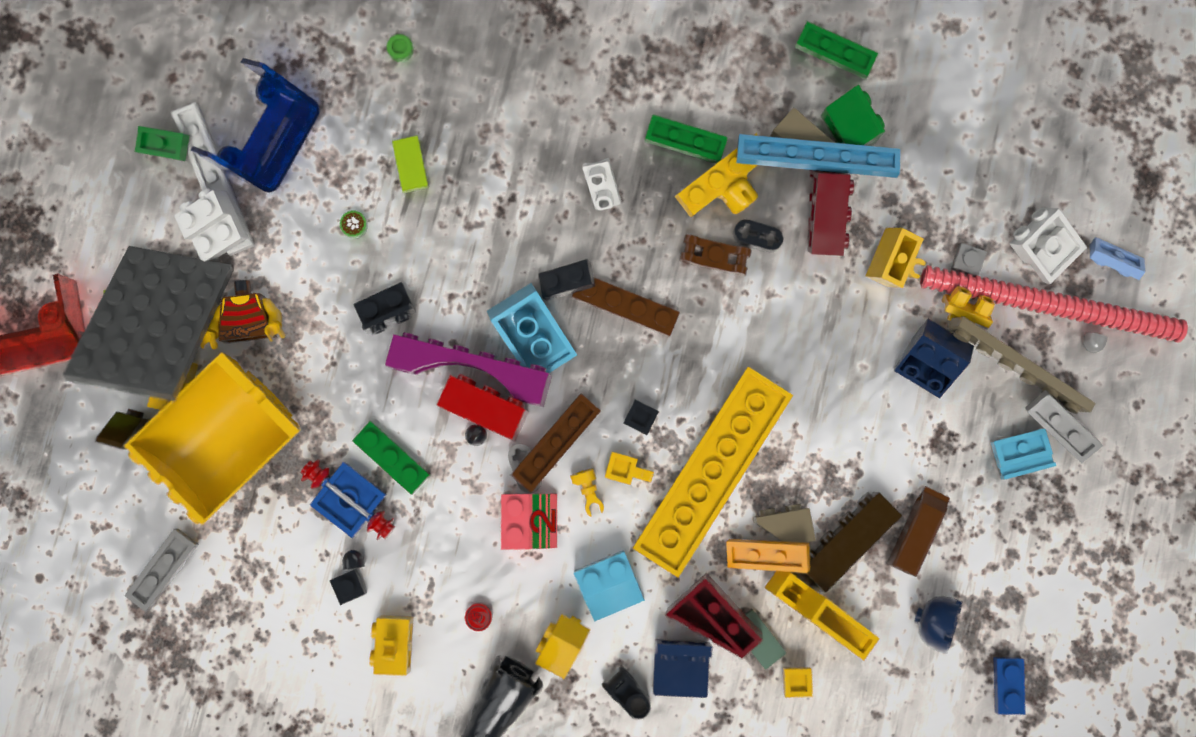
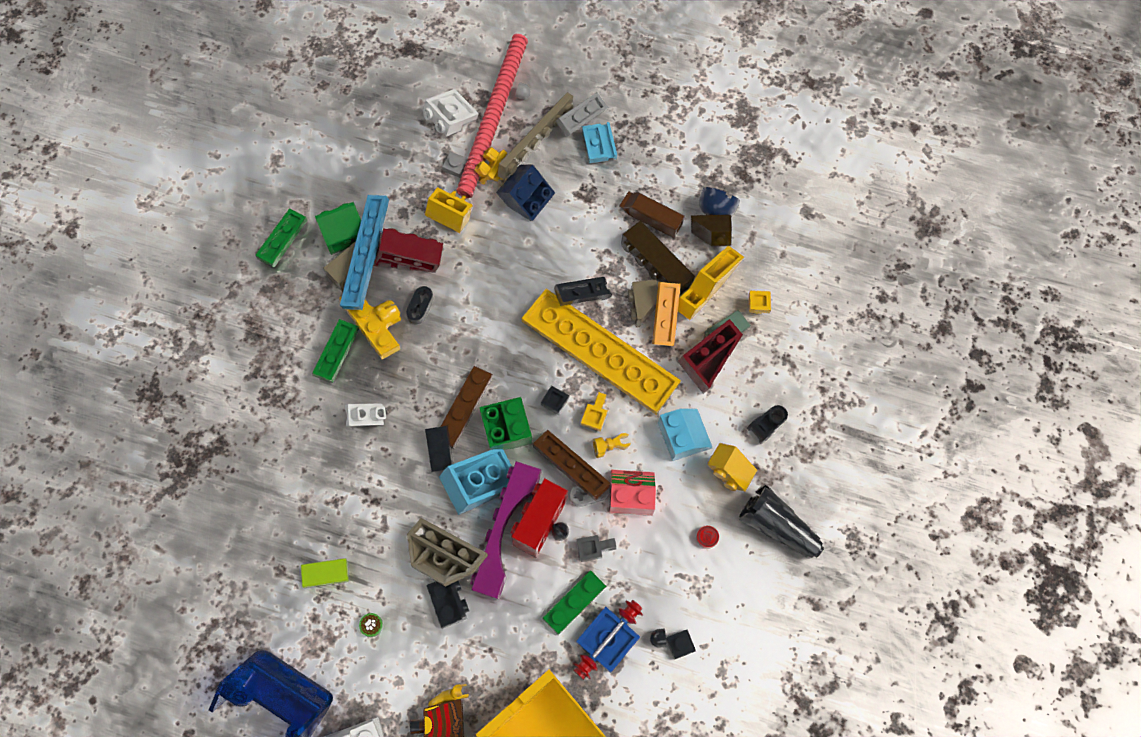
camera: 90 degrees left, 15 degrees down
(392, 645) = (729, 607): yellow brick -> none
(400, 48) = (220, 577): bright green tile -> none
(430, 294) = (441, 553): none -> dark tan wedge
(456, 474) = (591, 548): none -> dark grey plate
(601, 358) = (506, 424): none -> green slope
(681, 668) = (748, 384): dark blue bracket -> none
(715, 255) = (431, 337): reddish brown plate -> none
(792, 443) = (582, 291): none -> black plate
(900, 617) = (712, 229): none -> dark brown slope
(1009, 686) = (761, 167): blue plate -> none
(1117, 258) = (465, 70): light blue plate -> none

